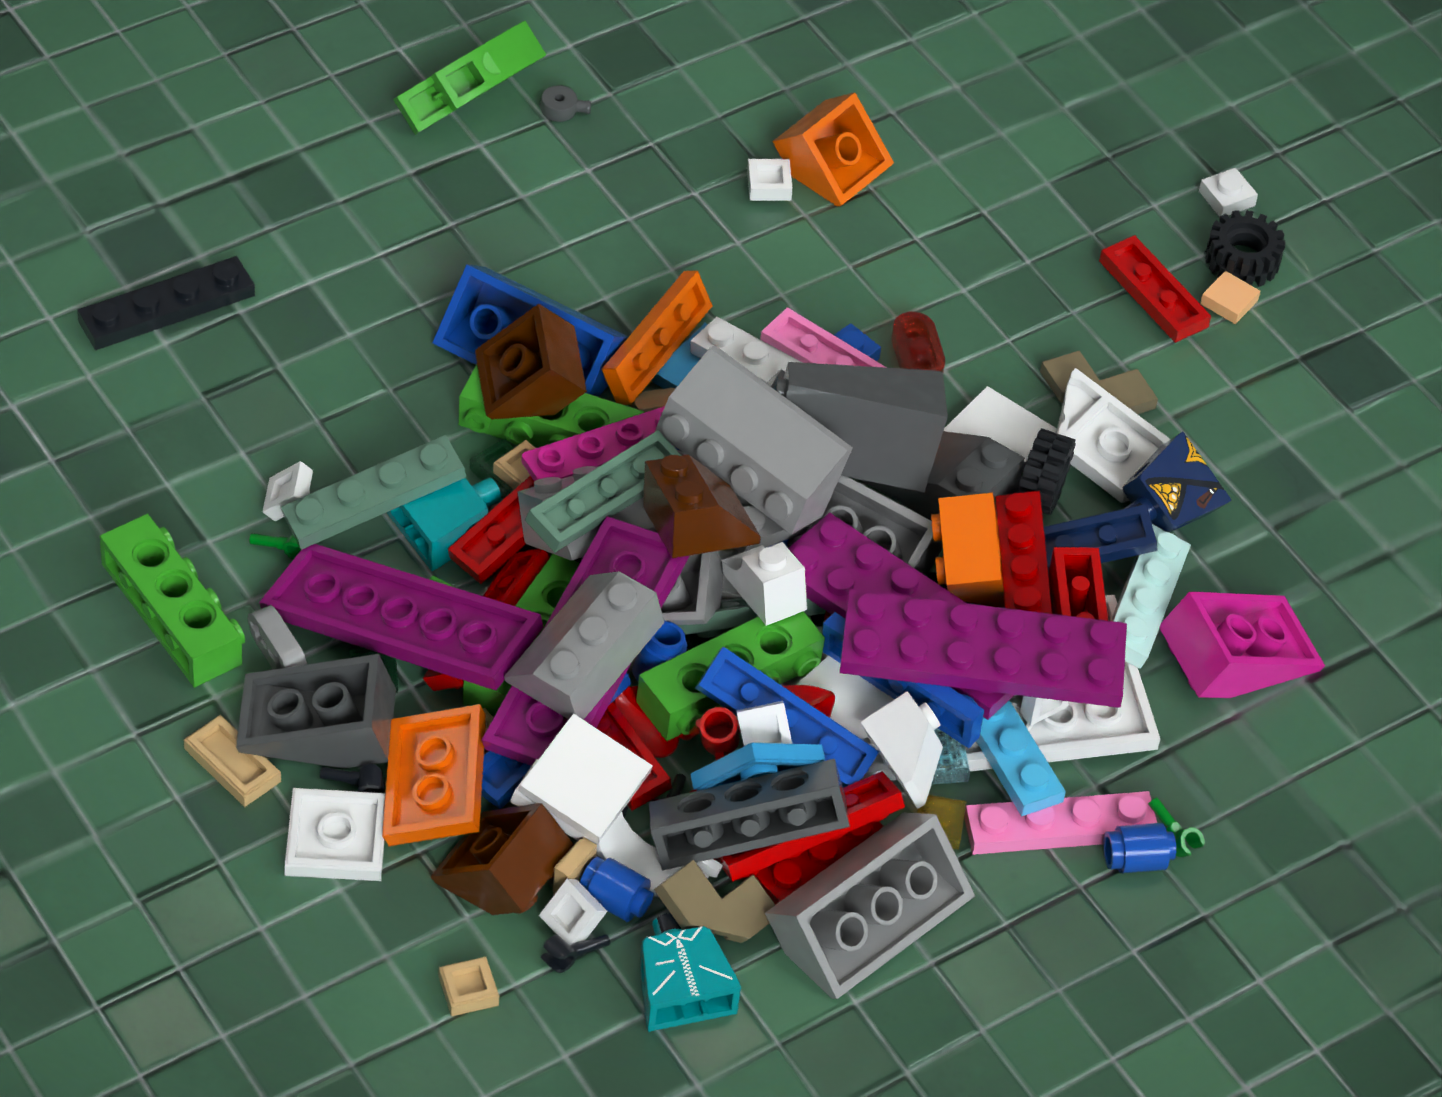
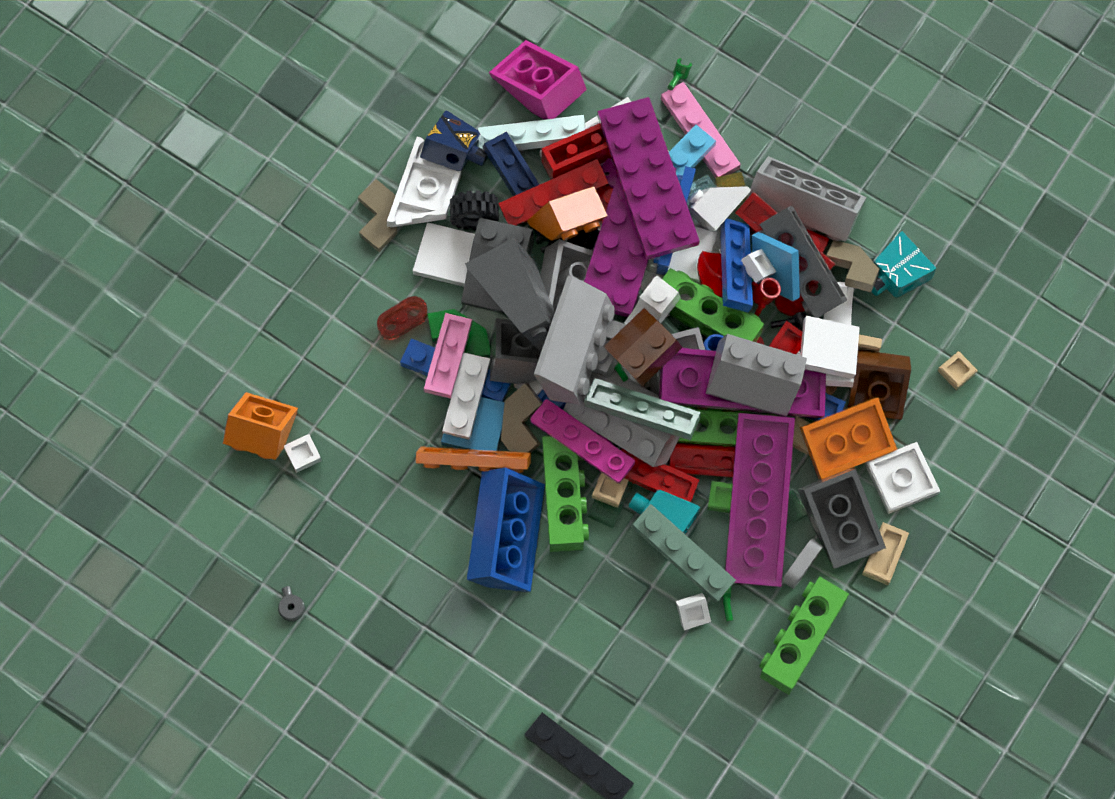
camera: 110 degrees left, 20 degrees up
(368, 778) = (865, 474): black hand -> none
(469, 77) = (299, 656): bright green slope -> none
(531, 367) = (554, 503): reddish brown slope -> none
(562, 955) = (916, 332): black hand -> none
(573, 912) = (893, 335): white plate -> none
(618, 888) = (867, 317): blue brick -> none
(1139, 848) = (703, 85): blue brick -> none
(1155, 288) = (287, 208): red plate -> none
(1228, 192) = (180, 197): white plate -> none
(1230, 297) = (270, 168): light nougat tile -> none
(1246, 232) = (234, 184): black tyre -> none

